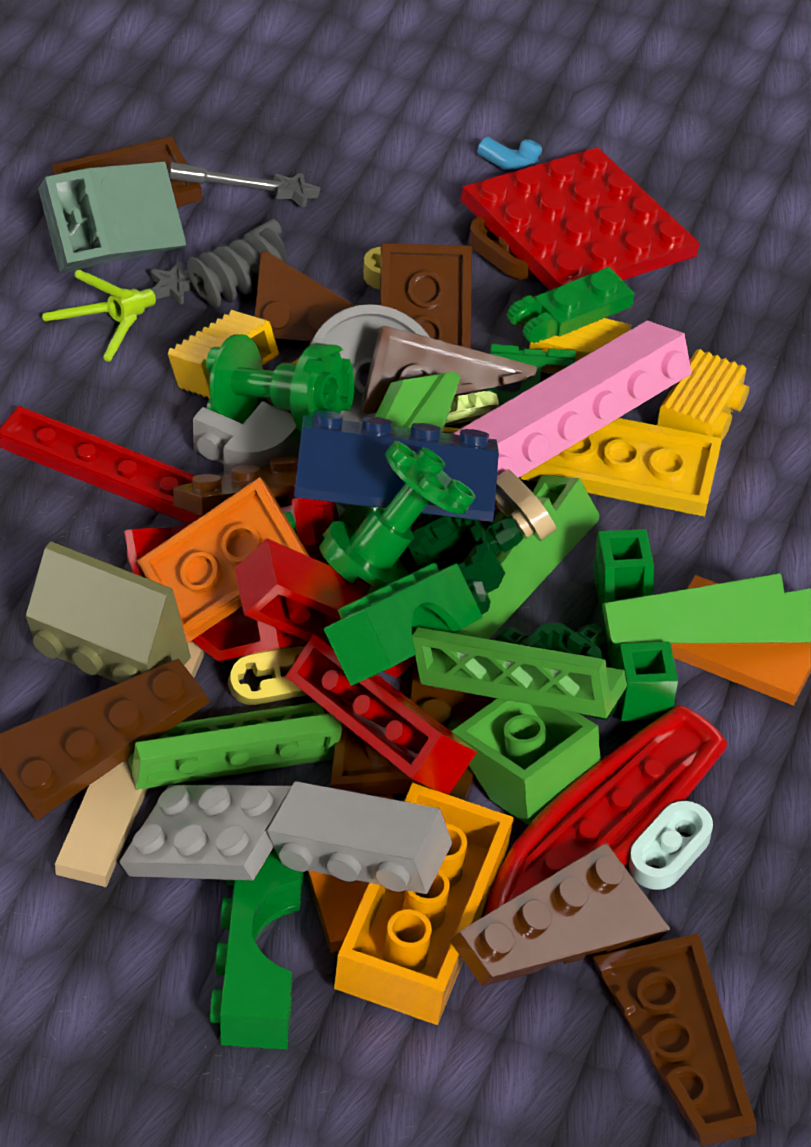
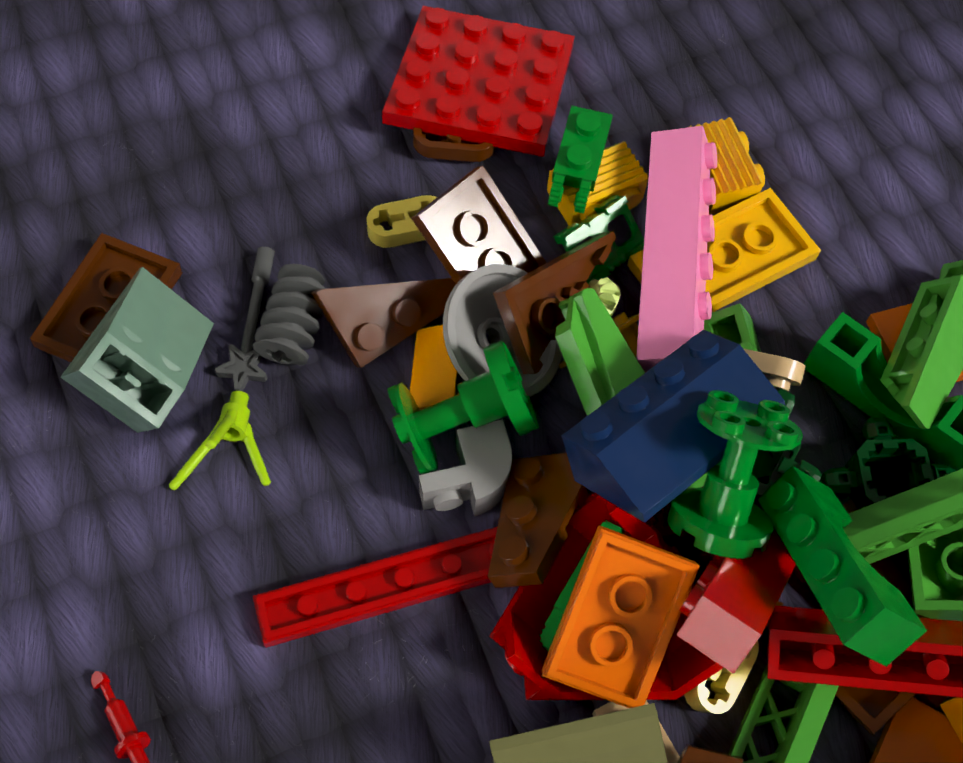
camera: 45 degrees left, 15 degrees up
(190, 358) = (362, 408): yellow brick -> none
(285, 187) = (241, 206): dark grey piece -> none
(508, 158) = (369, 60): dark azure arm -> none

